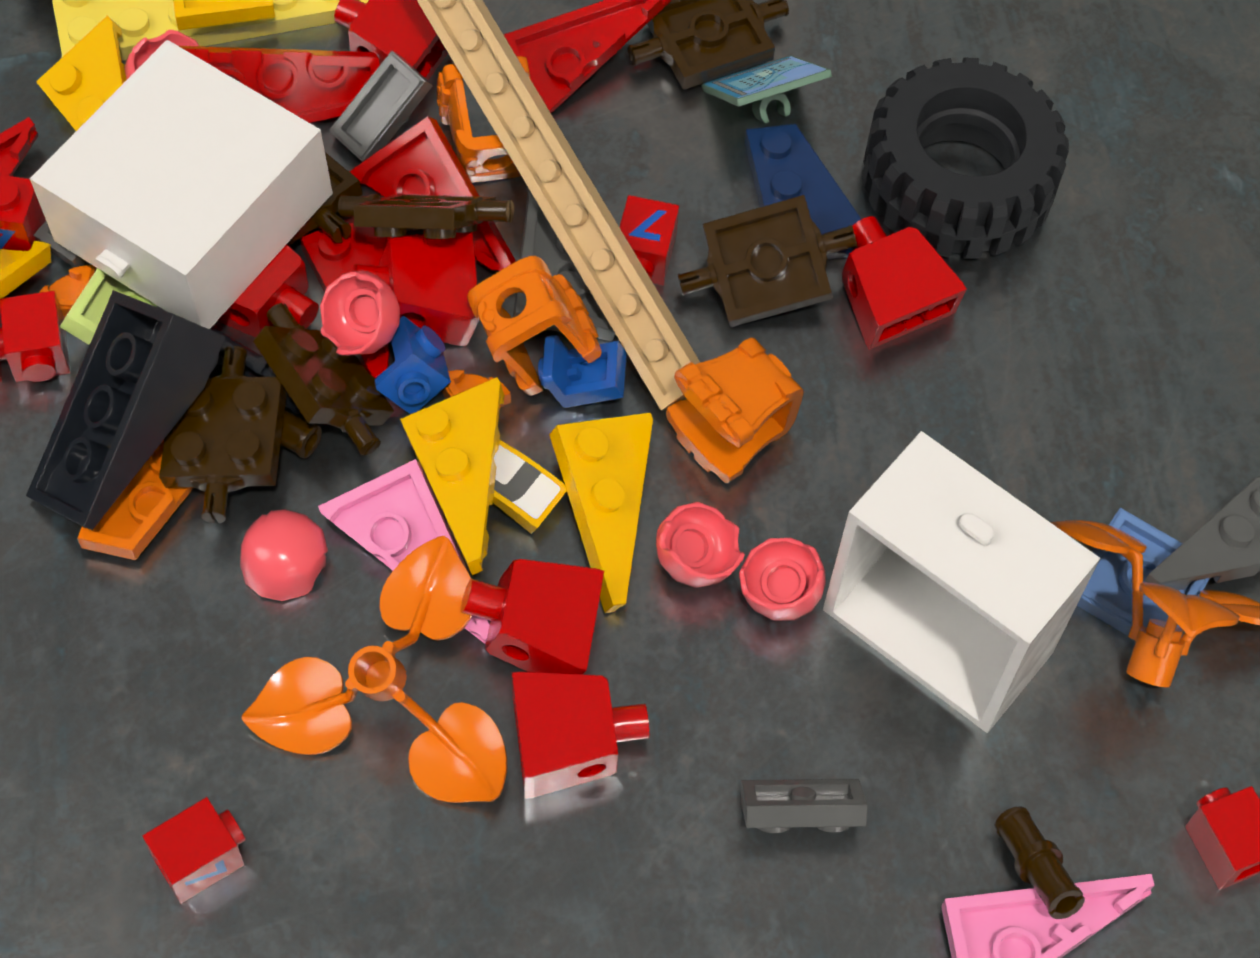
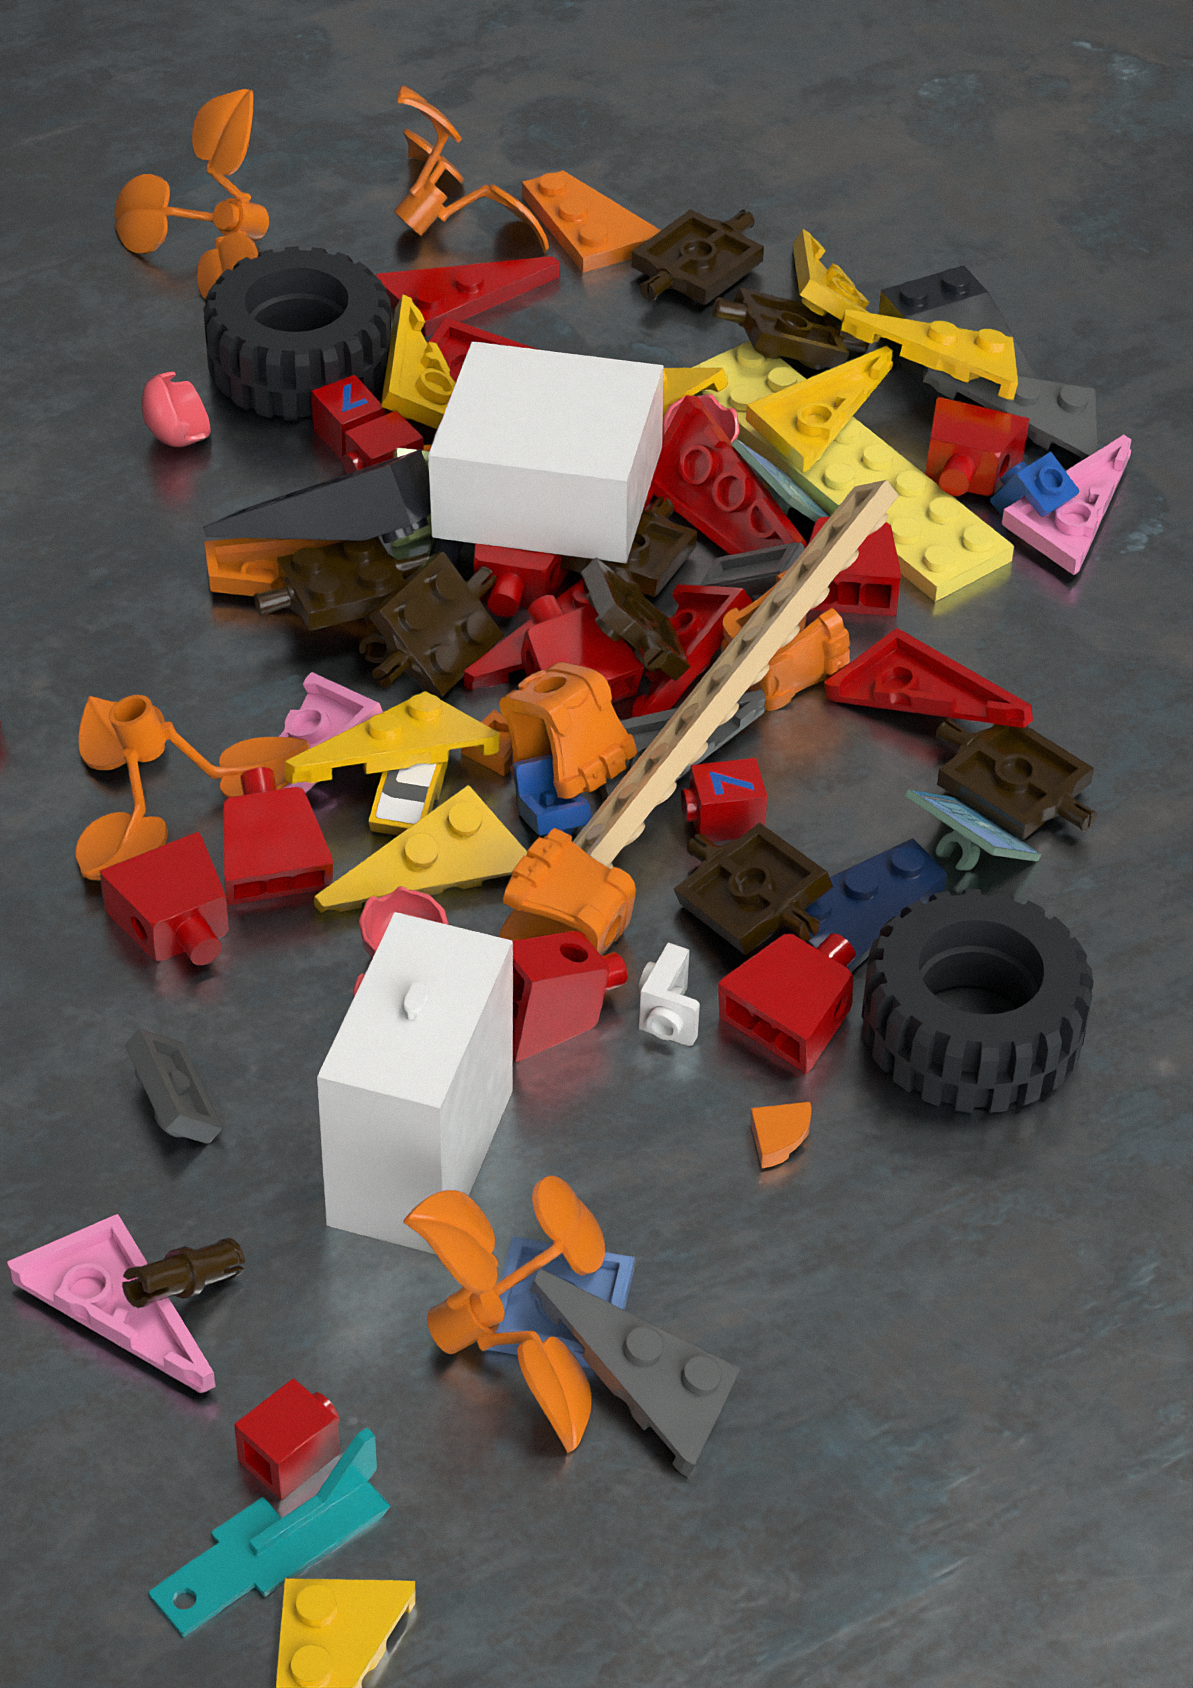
camera: 70 degrees right, 15 degrees down
(282, 555) = (260, 671): coral hair -> none
(289, 39) = (782, 486): none -> piece
(359, 313) = (500, 615): coral hair -> none
(418, 367) = (482, 681): blue bracket -> none
(825, 434) = (559, 989): none -> red torso
(850, 376) = (662, 1002): none -> white bracket
(1021, 354) = (779, 1130): none -> orange tile

